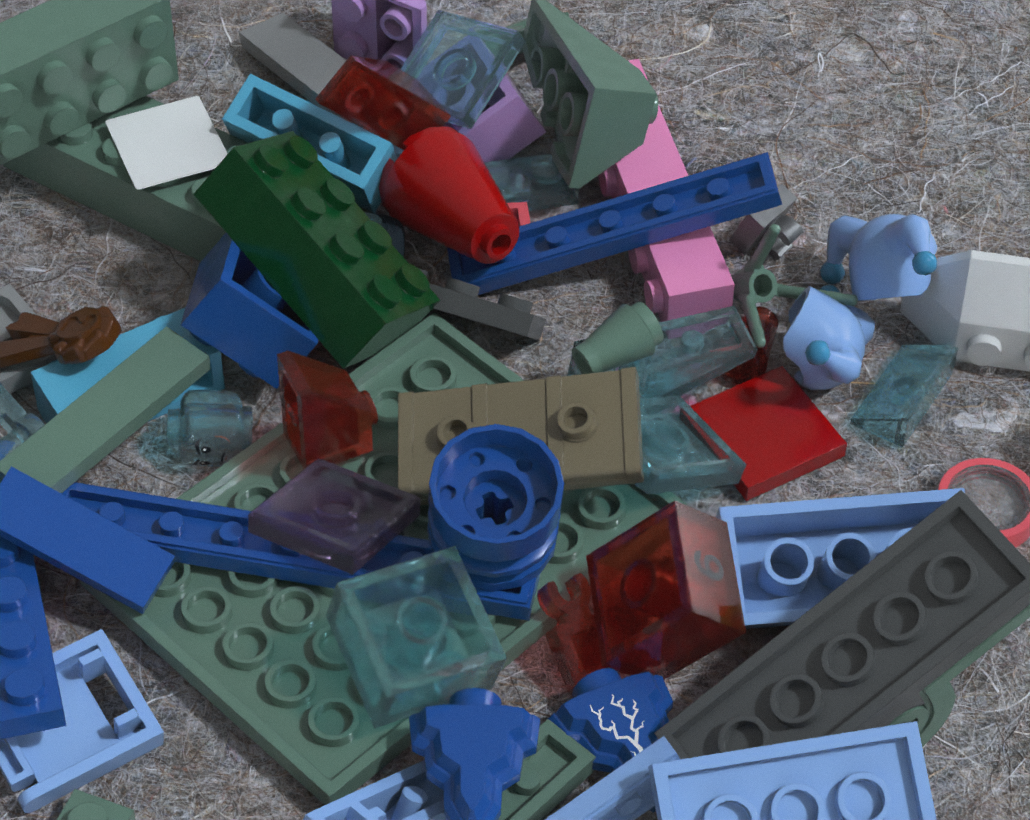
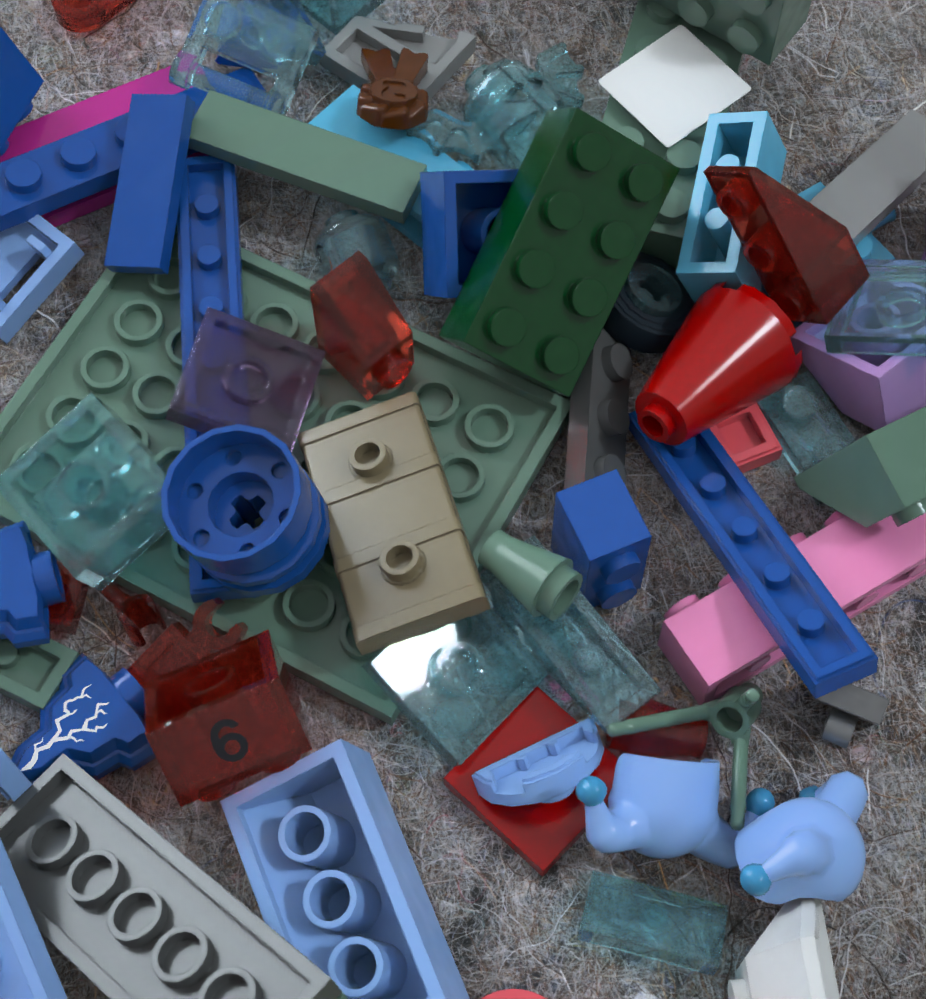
camera: 75 degrees right, 15 degrees up
(115, 269) = (505, 107): none -> clear light blue helmet
(519, 675) = (134, 612): none -> clear red hand
(578, 300) = (603, 537): none -> blue brick
(770, 409) = (543, 770): none -> light blue plate

